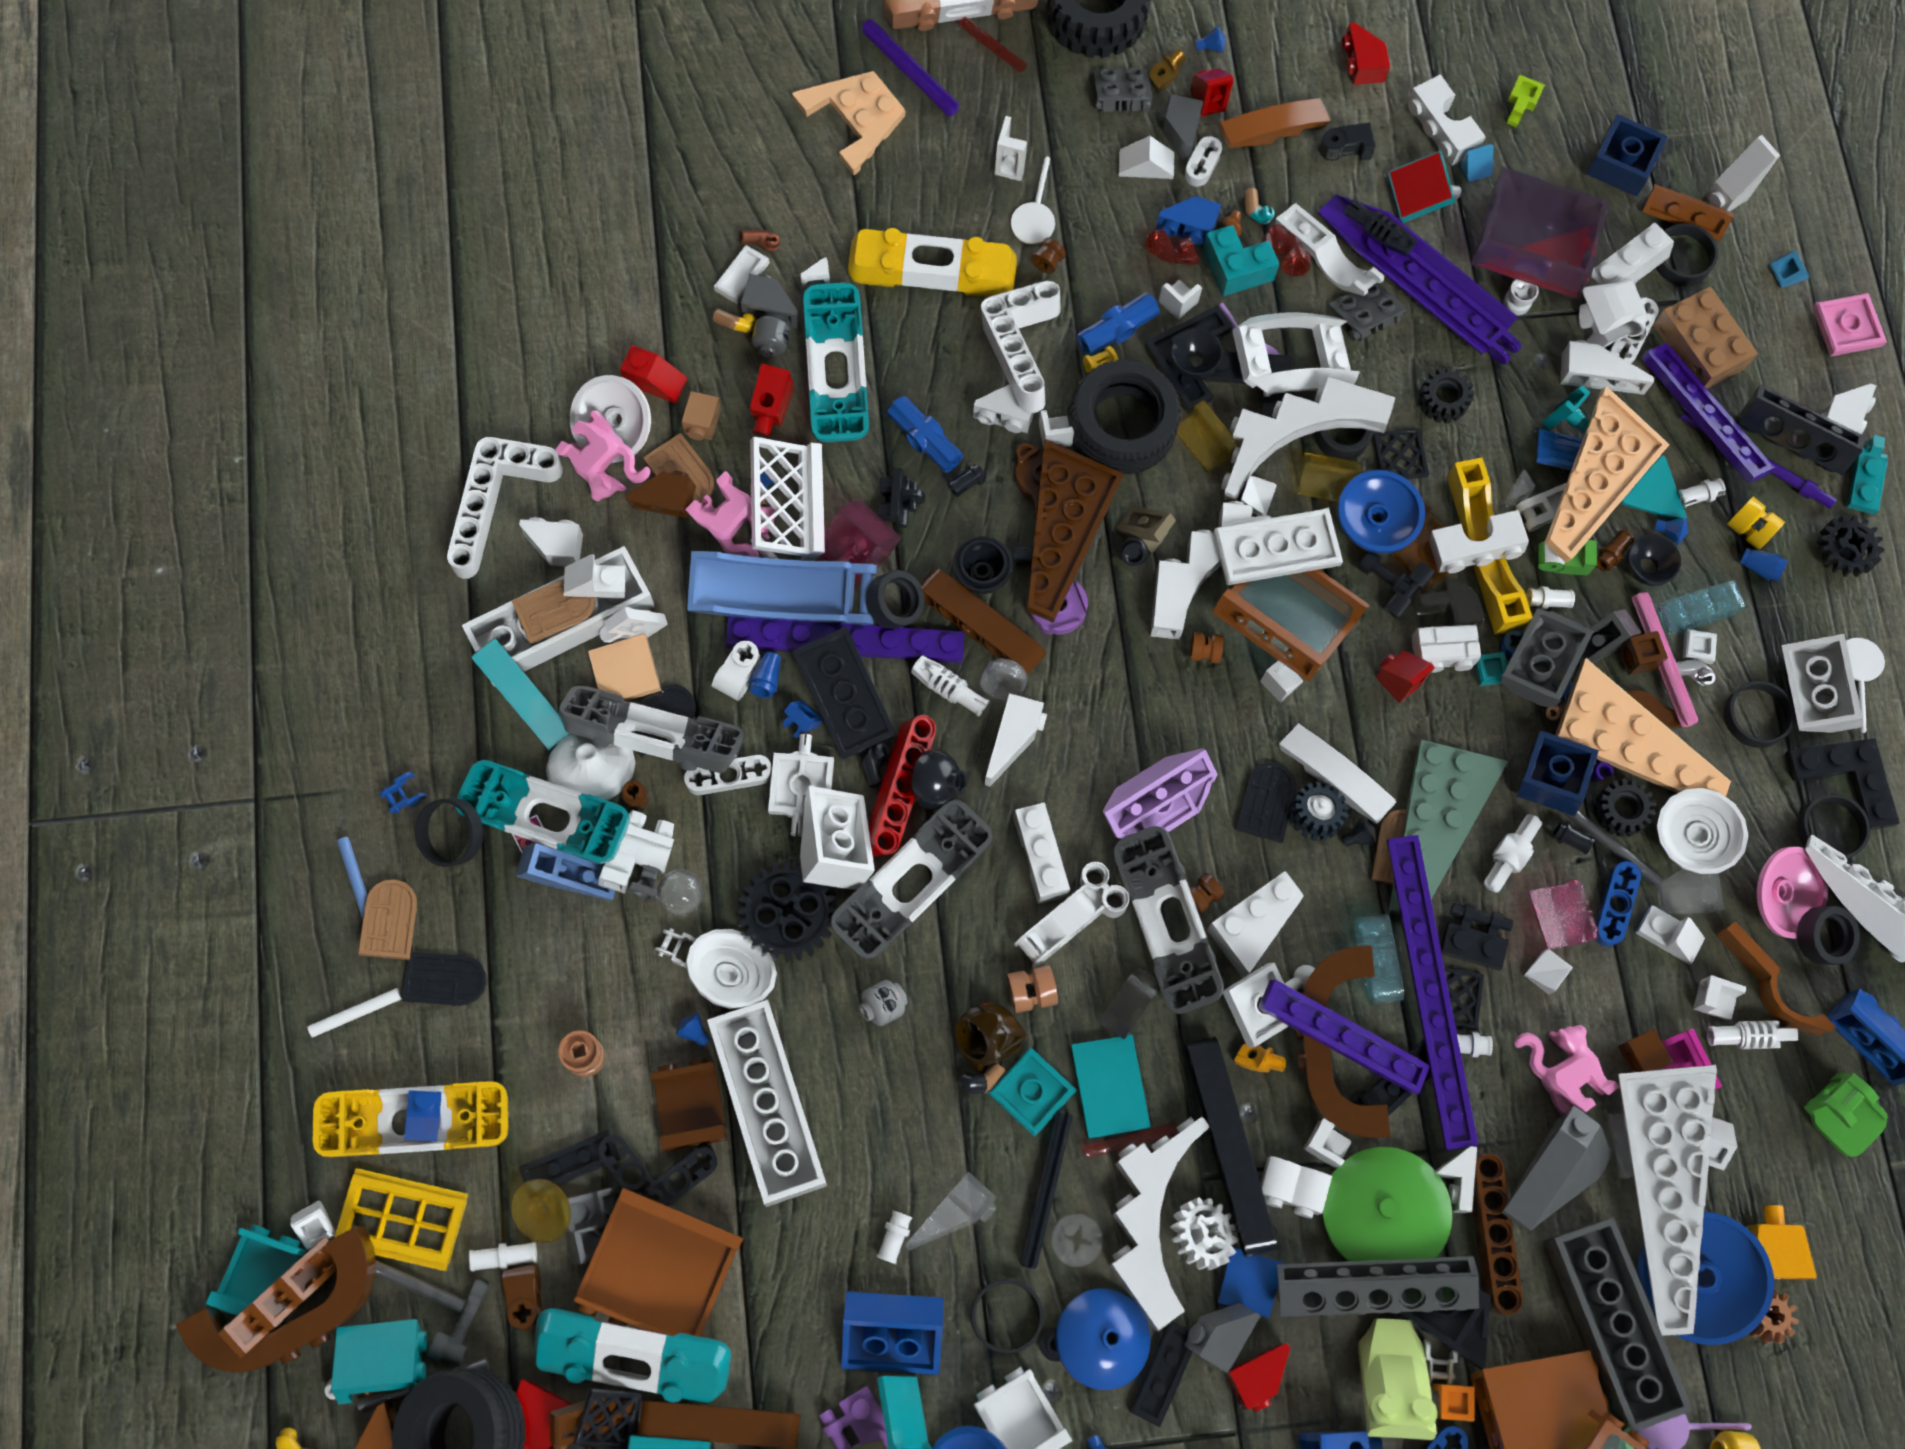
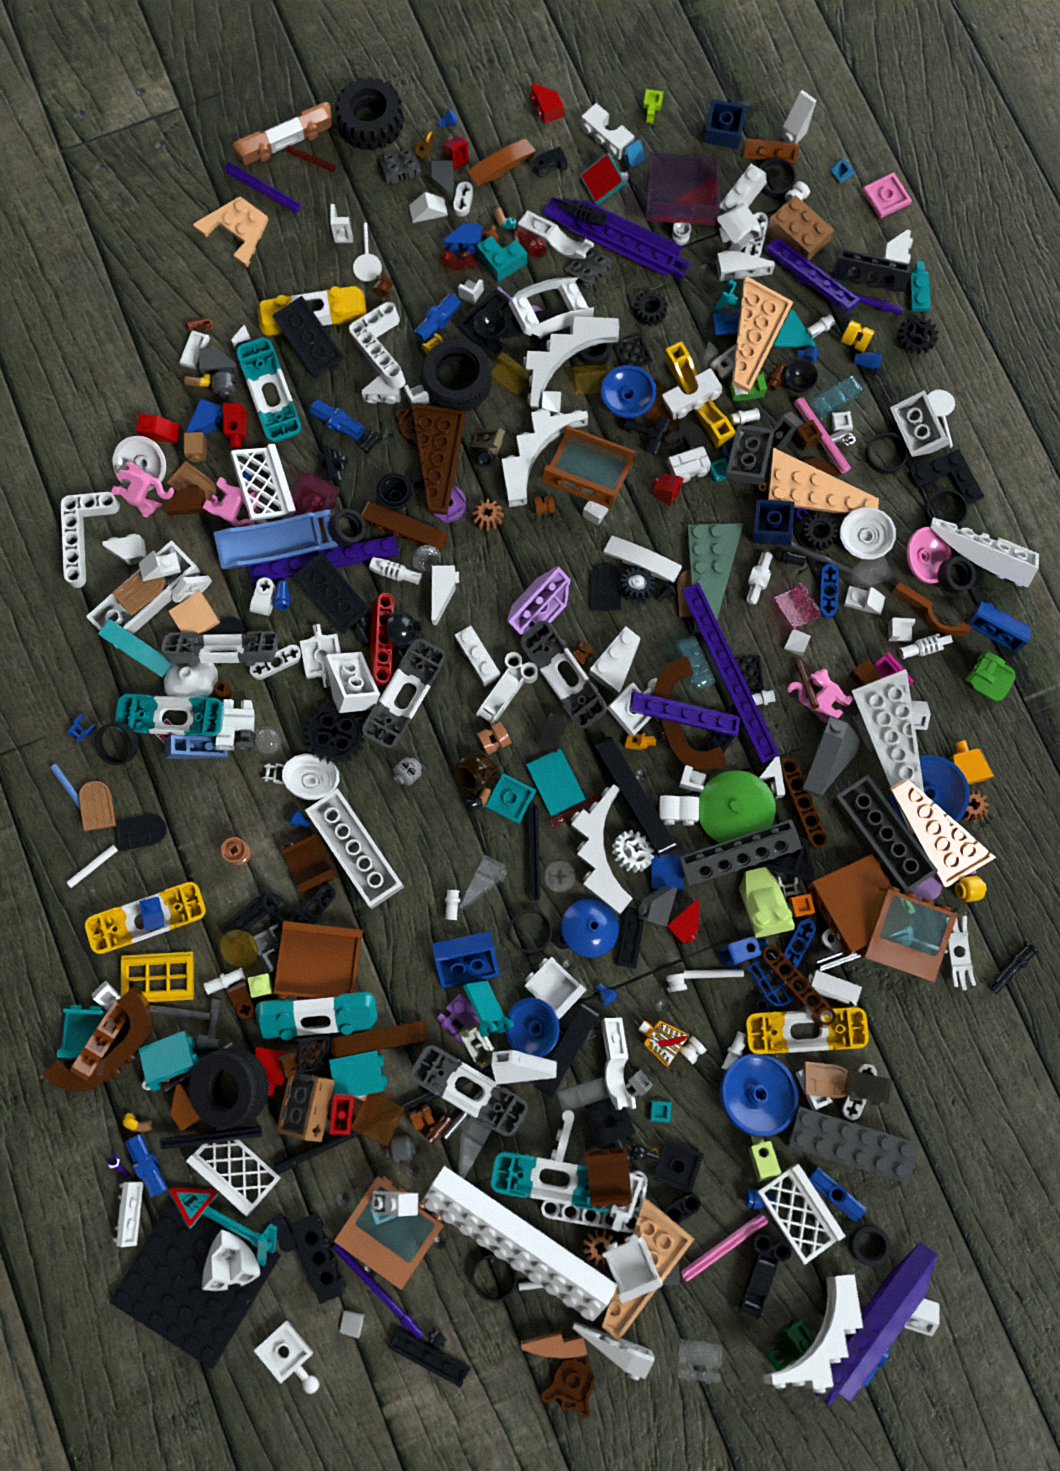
camera: 10 degrees left, 5 degrees up
(558, 1281) = (261, 986): none -> yellowish green brick
(730, 378) = (206, 418): none -> blue slope
(803, 716) = (310, 613): blue tile -> none
(916, 300) = (308, 336): none -> black plate
(1121, 632) = (491, 509): none -> nougat gear
(1278, 546) = (571, 430): white tile -> none
(1473, 945) = (750, 639): black plate -> none
(1548, 1043) = (806, 683): none -> reddish brown bar
(1708, 1353) = (941, 837): none -> wing
(1719, 281) = (799, 189): none -> white wheel

